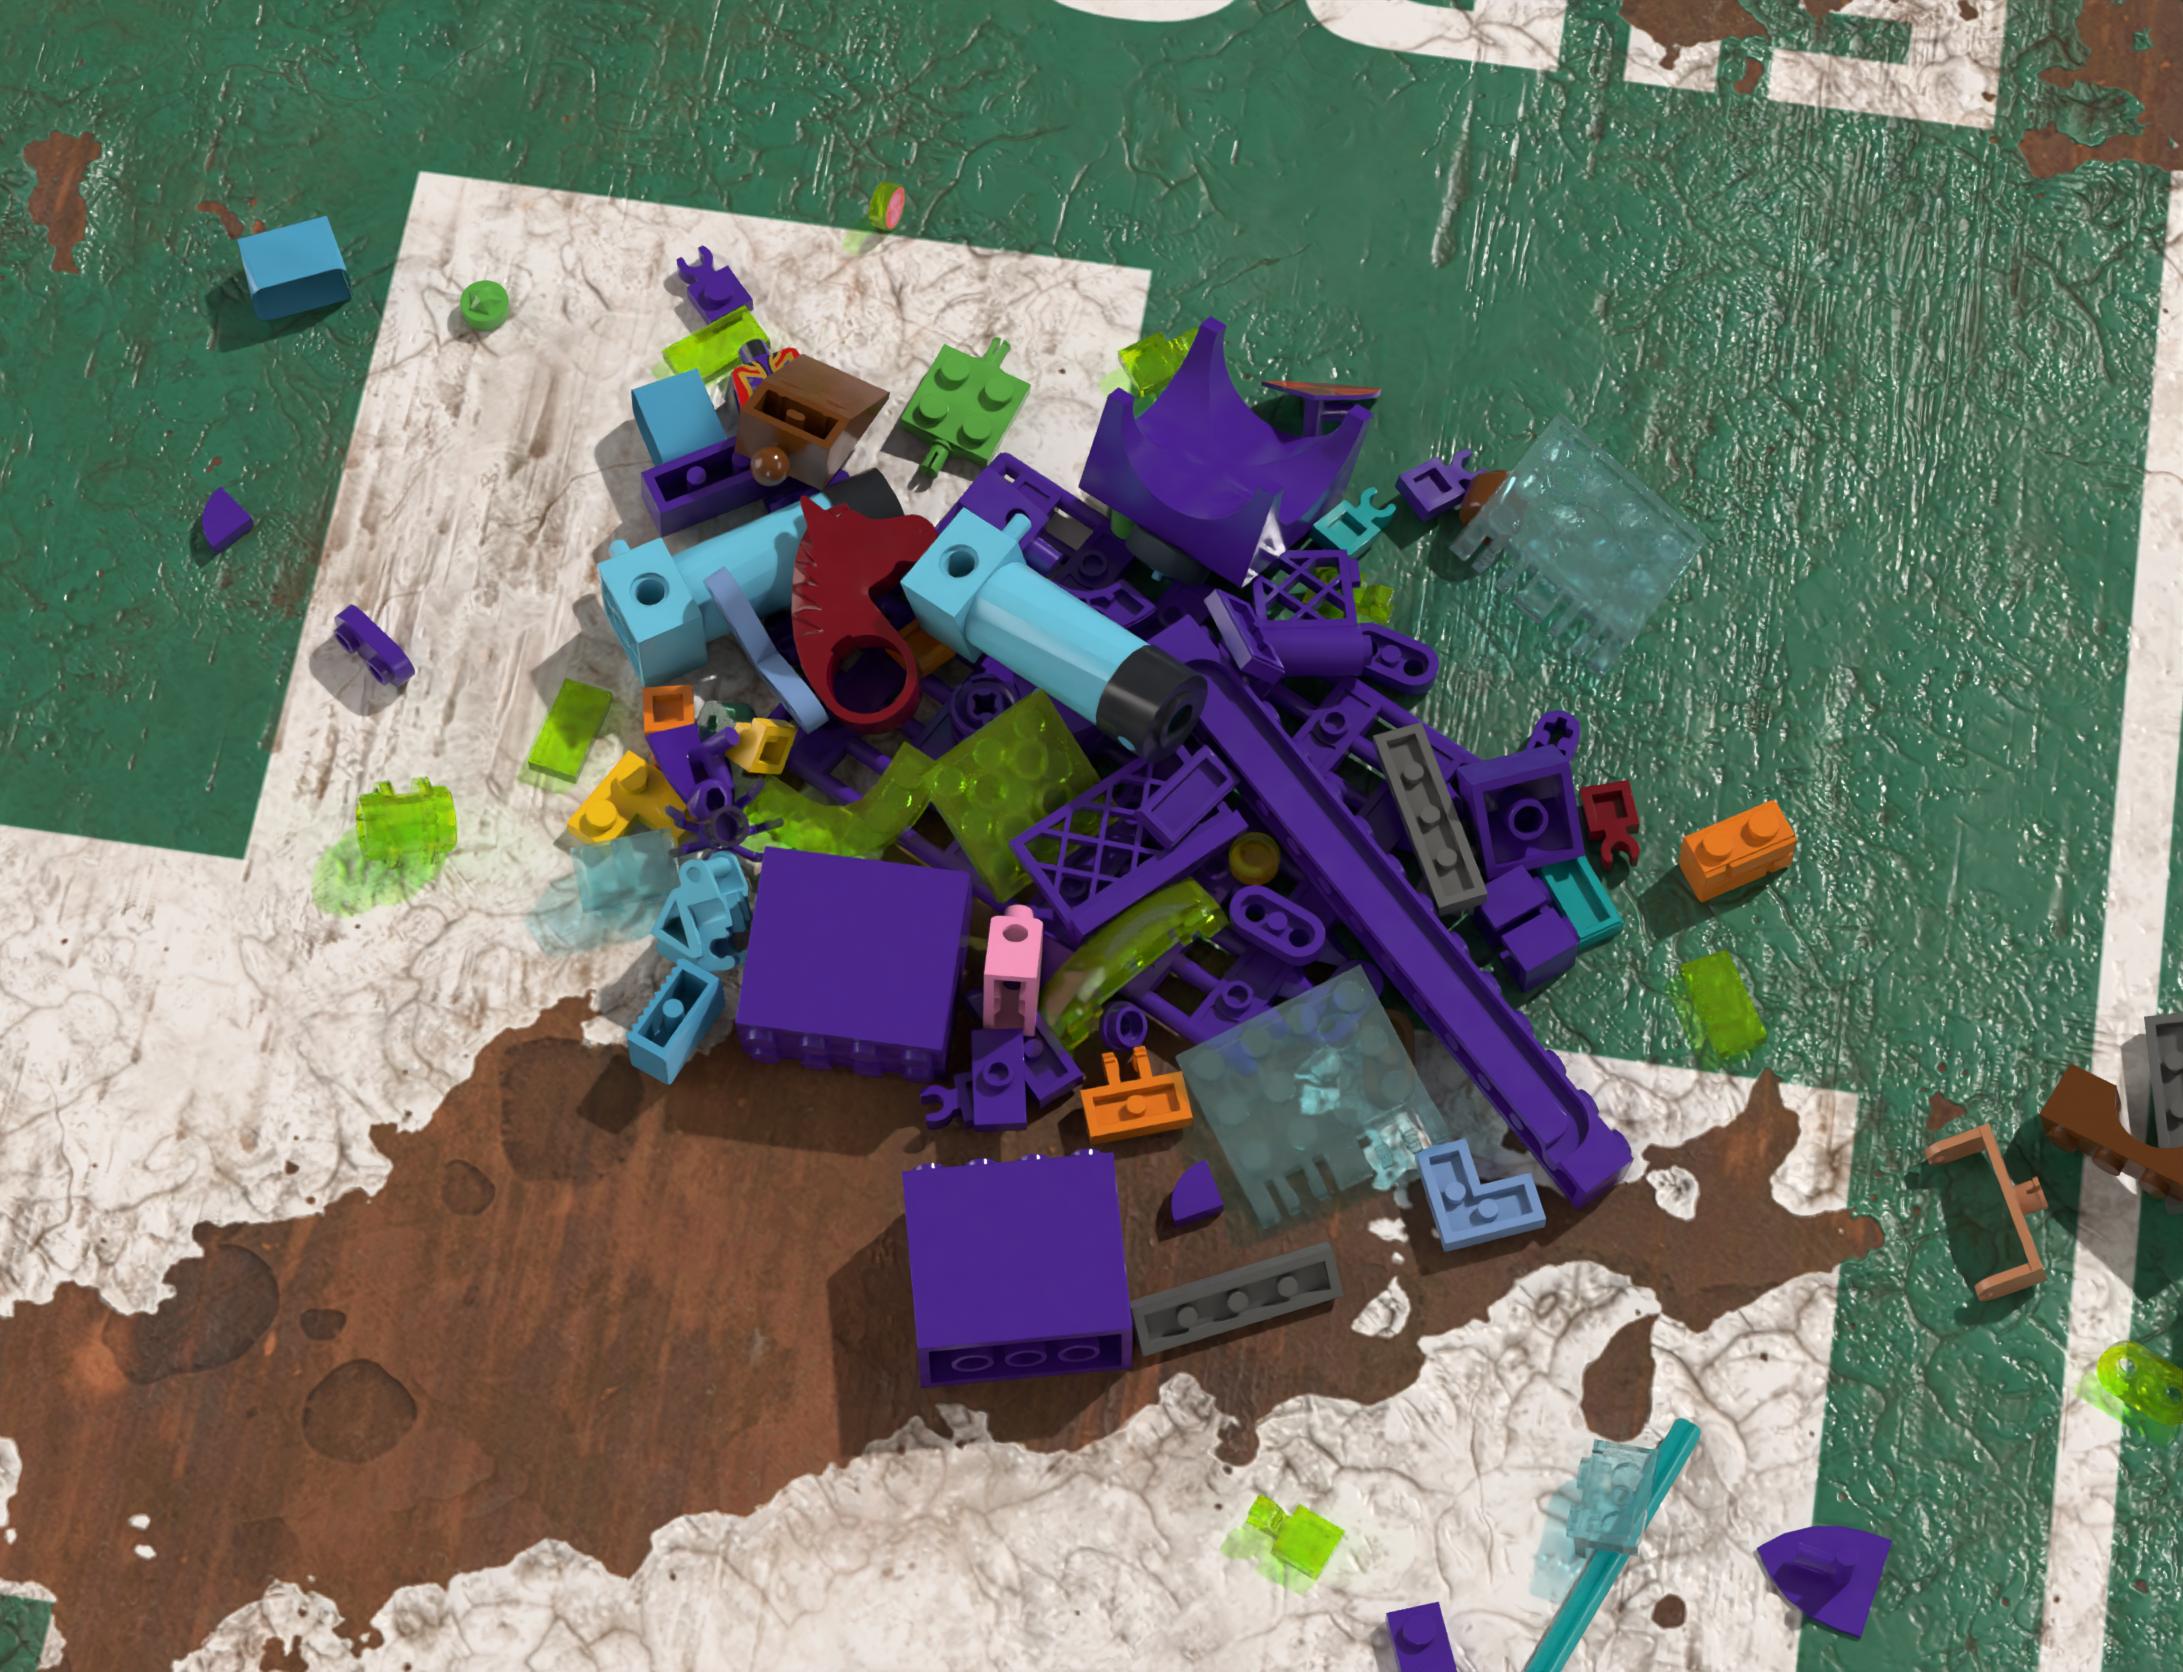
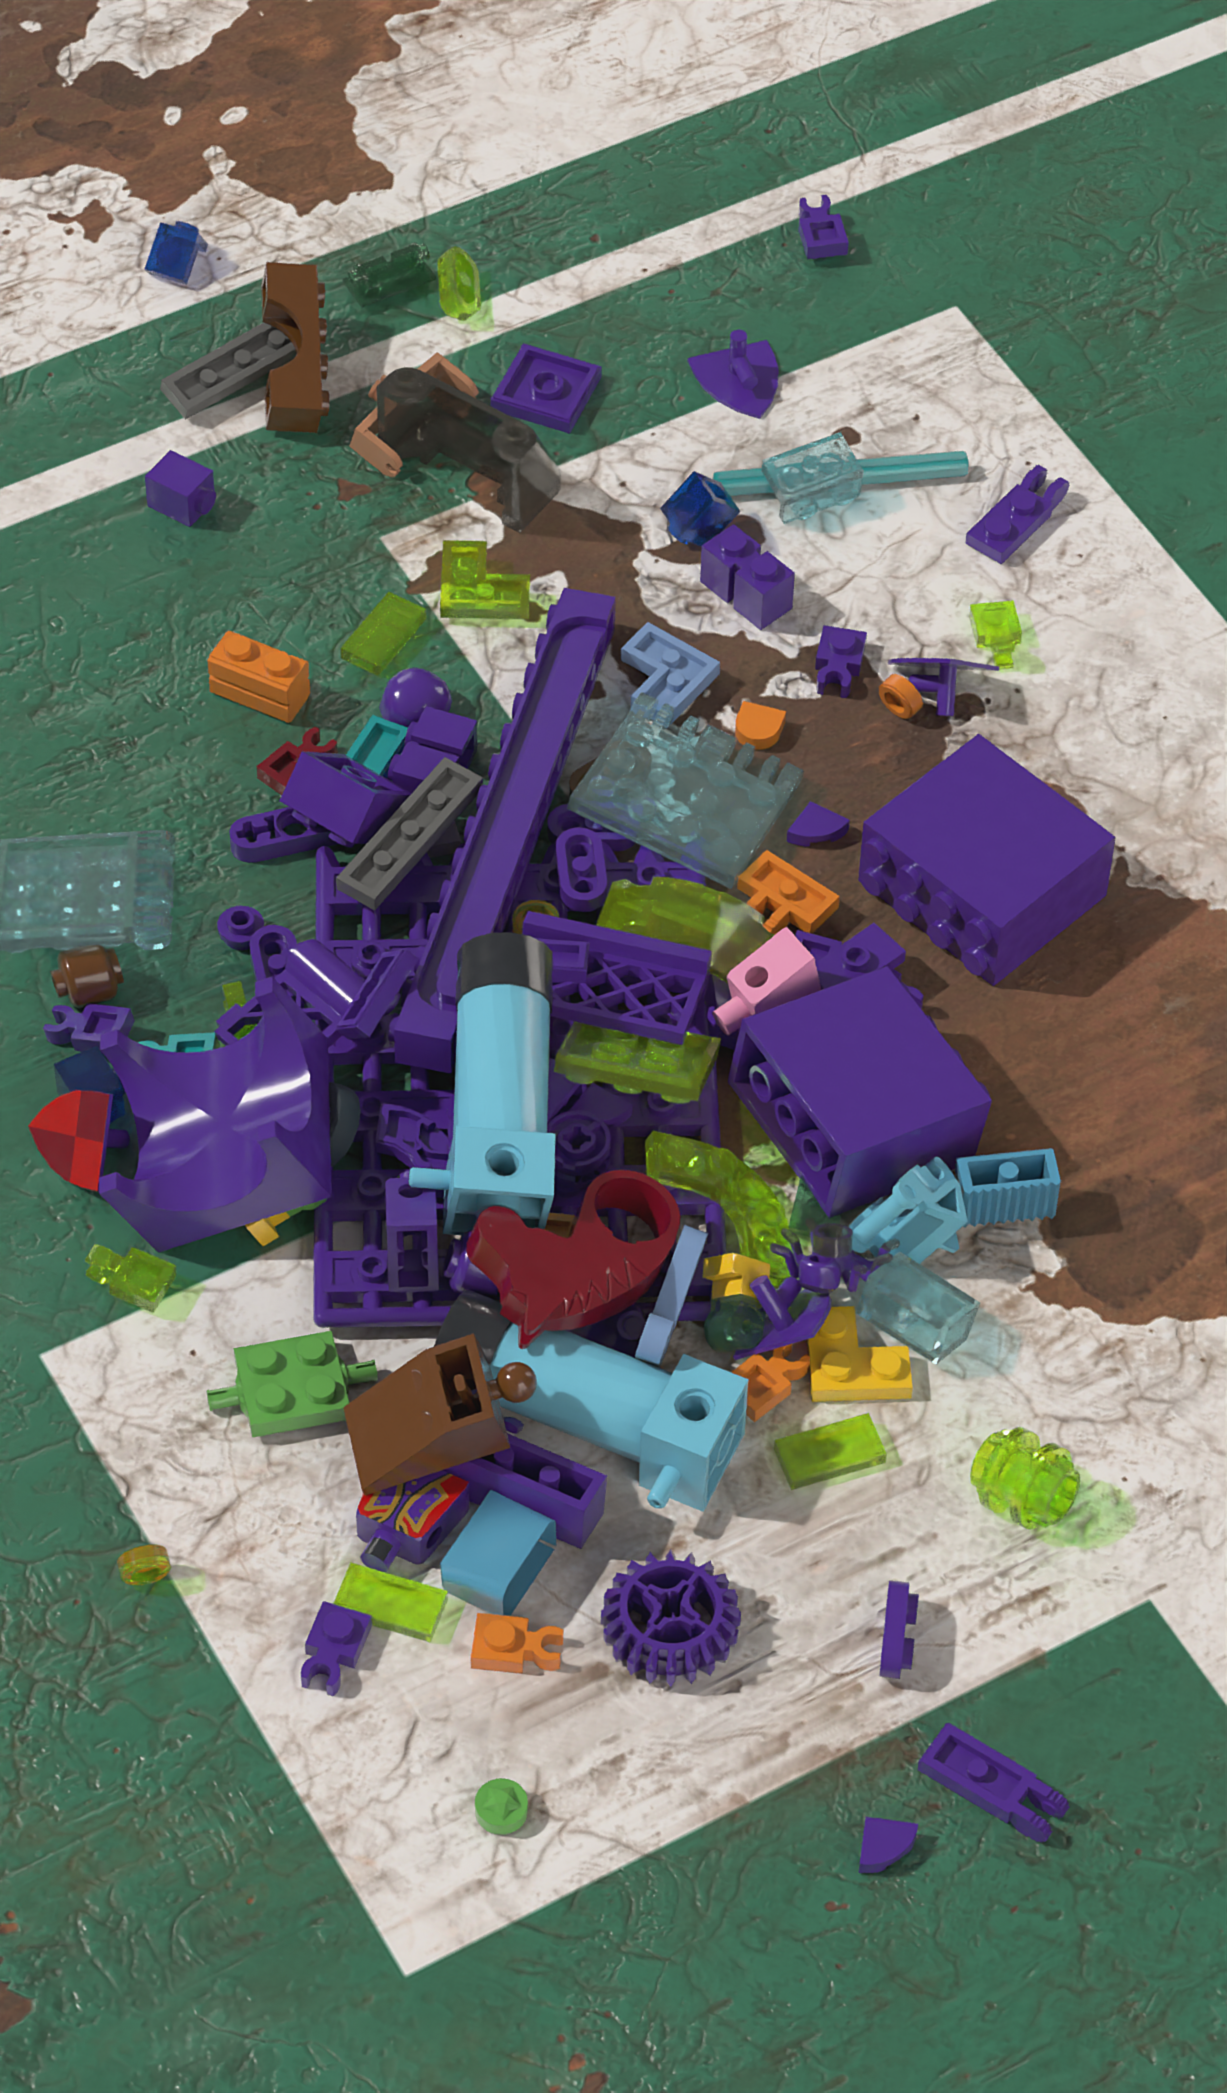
camera: 130 degrees left, 10 degrees down
(197, 619) = (991, 1781): none -> dark purple hinge
(294, 269) = (605, 1970): dark azure piece -> none
(498, 521) = (675, 1643): none -> dark purple gear
(606, 400) = (505, 1643): none -> orange plate
(1235, 1298) = (855, 744): dark grey plate -> none
(1280, 1374) = (900, 696): none -> orange tile
(1280, 1425) = (942, 684): none -> dark purple shield
(1354, 1236) = (759, 725): none -> orange tile
(1380, 1374) = (839, 657): none -> dark purple plate
(1382, 443) = (90, 1073): none -> clear blue brick
(1457, 675) = (238, 925): none -> dark purple plate
(1509, 1341) = (762, 582): none -> dark purple piece
(1613, 970) = (410, 693): none -> dark purple hair
(1648, 1362) = (699, 510): none -> clear blue brick
(1714, 1104) = (472, 592): none -> clear neon green plate
(1892, 1230) = (430, 417): none -> clear smoke windscreen
(1945, 1373) = (546, 388): none -> dark purple tile
(2038, 945) = (180, 488): none -> dark purple brick

